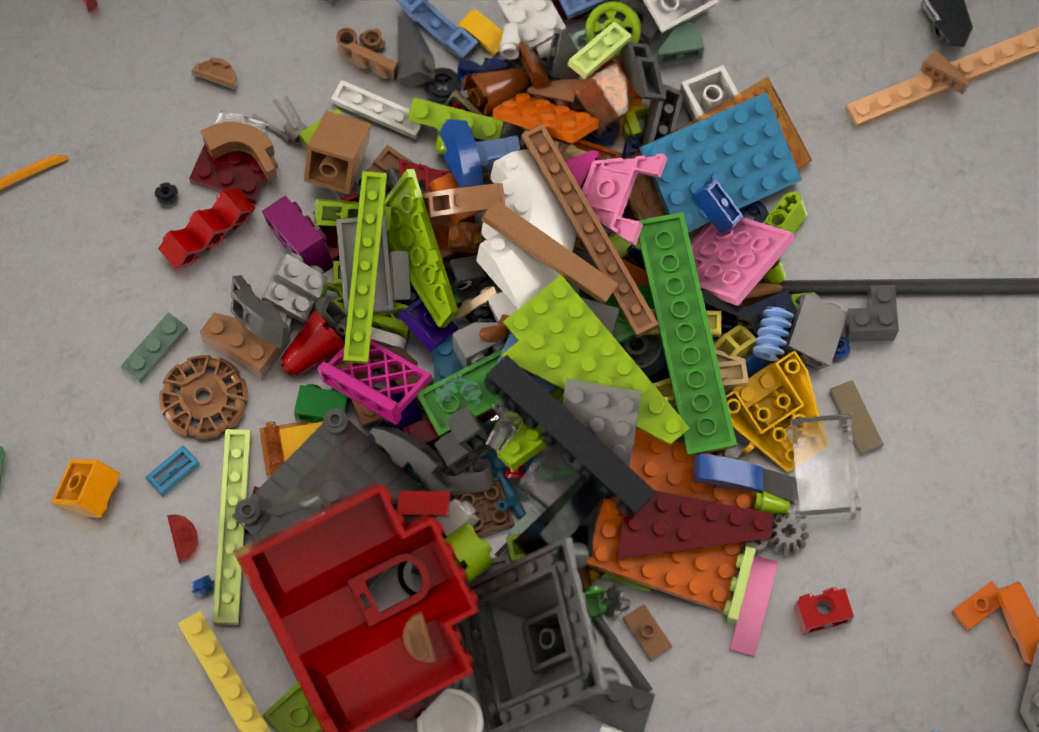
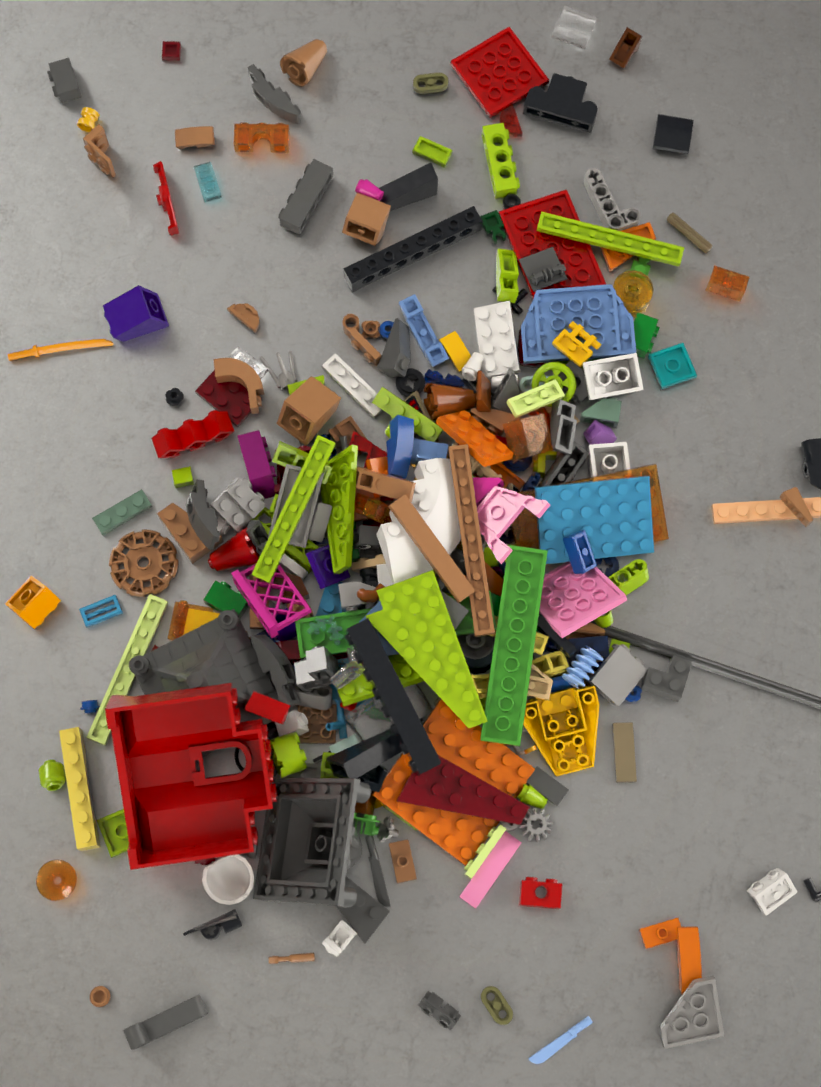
camera: 20 degrees right, 5 degrees up
(82, 113) = (135, 314): none -> dark purple slope
(184, 536) = (90, 664): clear red plate -> none
(188, 681) = (52, 775): none -> lime head
(212, 282) = (182, 477): none -> lime slope
(387, 37) = (385, 334): none -> blue plate
(417, 639) = (224, 810): medium nougat plate -> none
(606, 412) = (427, 689): light grey plate -> none
(685, 69) = (599, 433): none -> medium lavender panel
(727, 473) = (507, 763): blue slope -> none
(825, 468) = (582, 786): clear windscreen -> none

